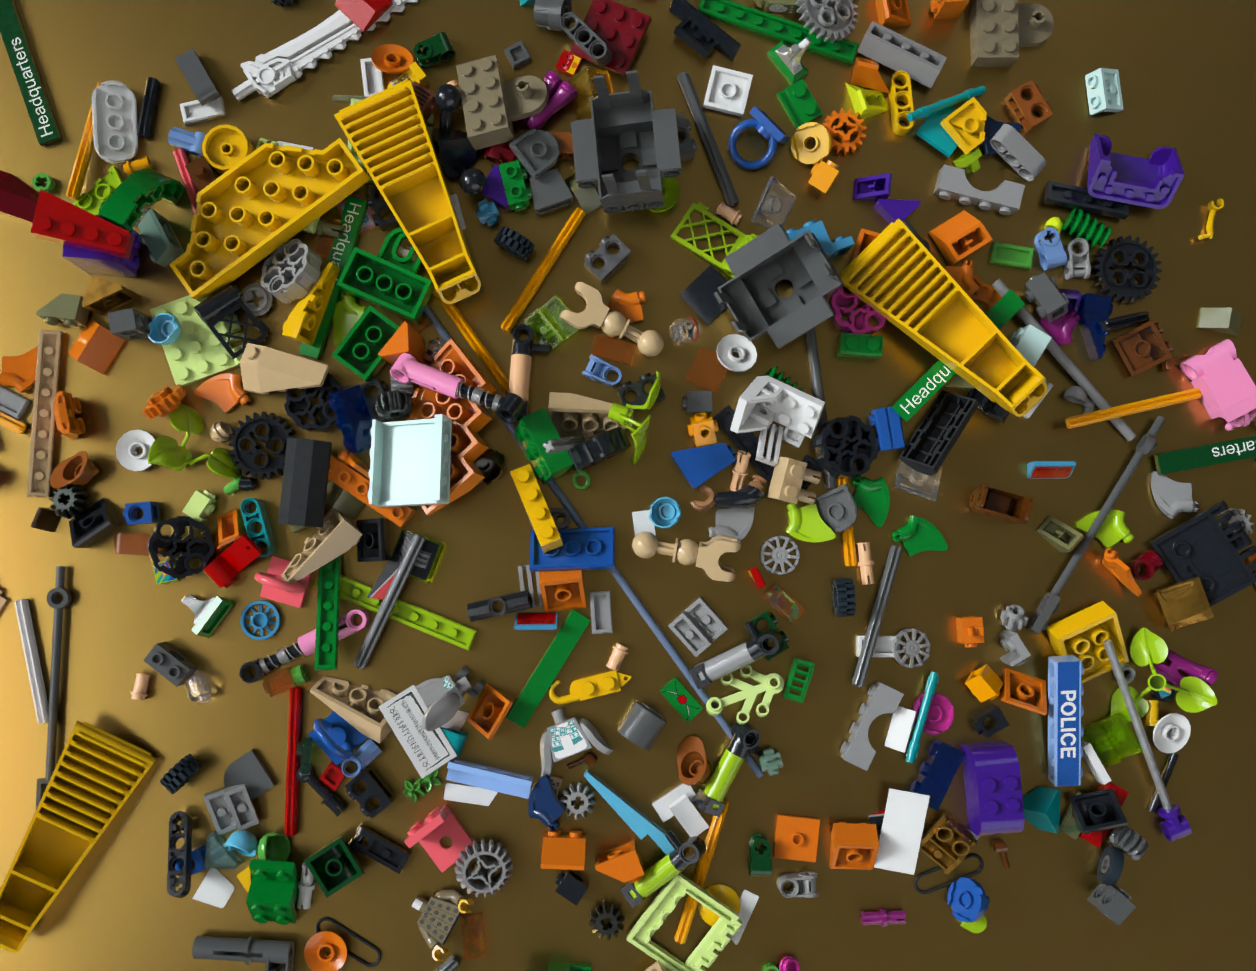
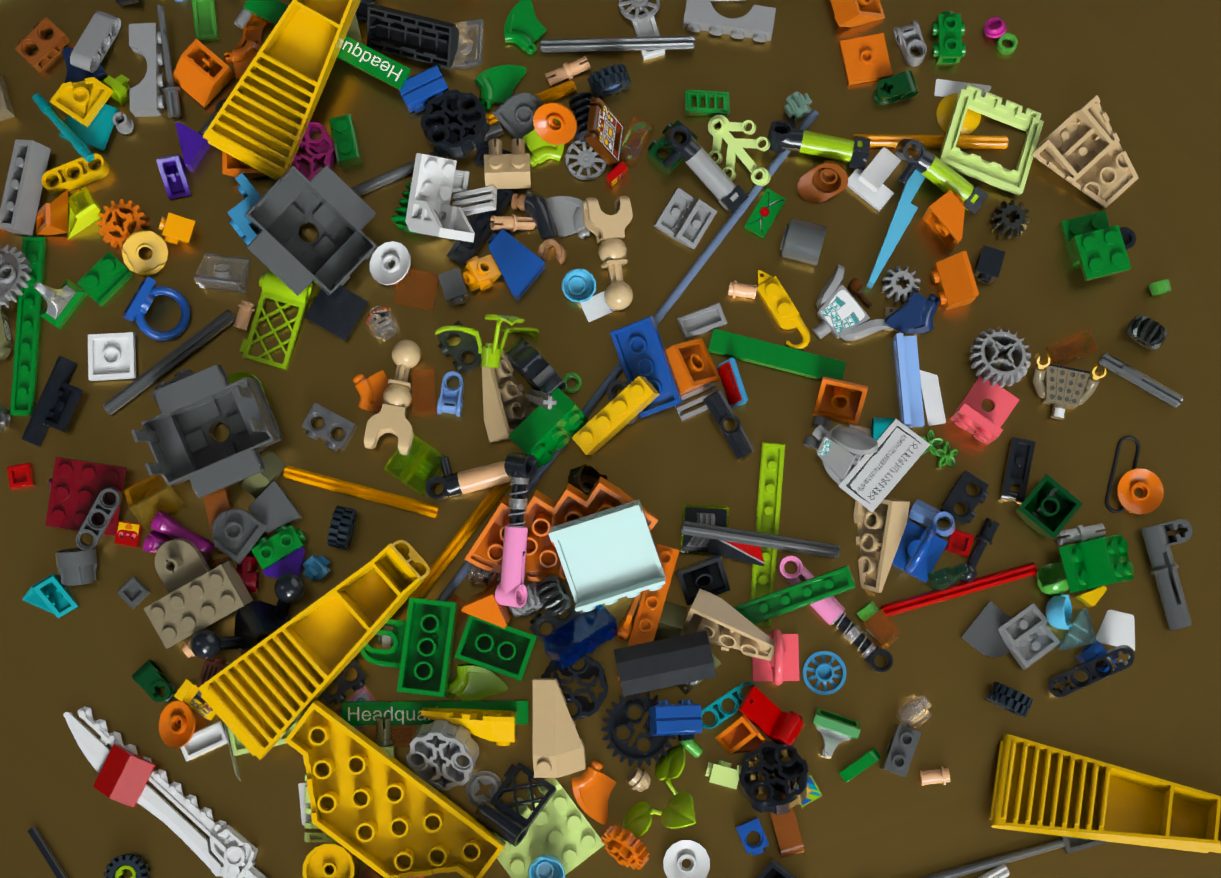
camera: 100 degrees left, 5 degrees down
(171, 624) = (859, 765): none -> green beam
(256, 478) = (675, 719): none -> blue brick
(796, 580) = (604, 132): none -> reddish brown container
(798, 922) = (948, 37): none -> green brick
(812, 531) = (549, 129): none -> orange dish
(816, 565) = (580, 106): none -> black piece
(935, 156) = (123, 123): none -> light grey pin
(951, 206) = (171, 92): none -> dark grey piece

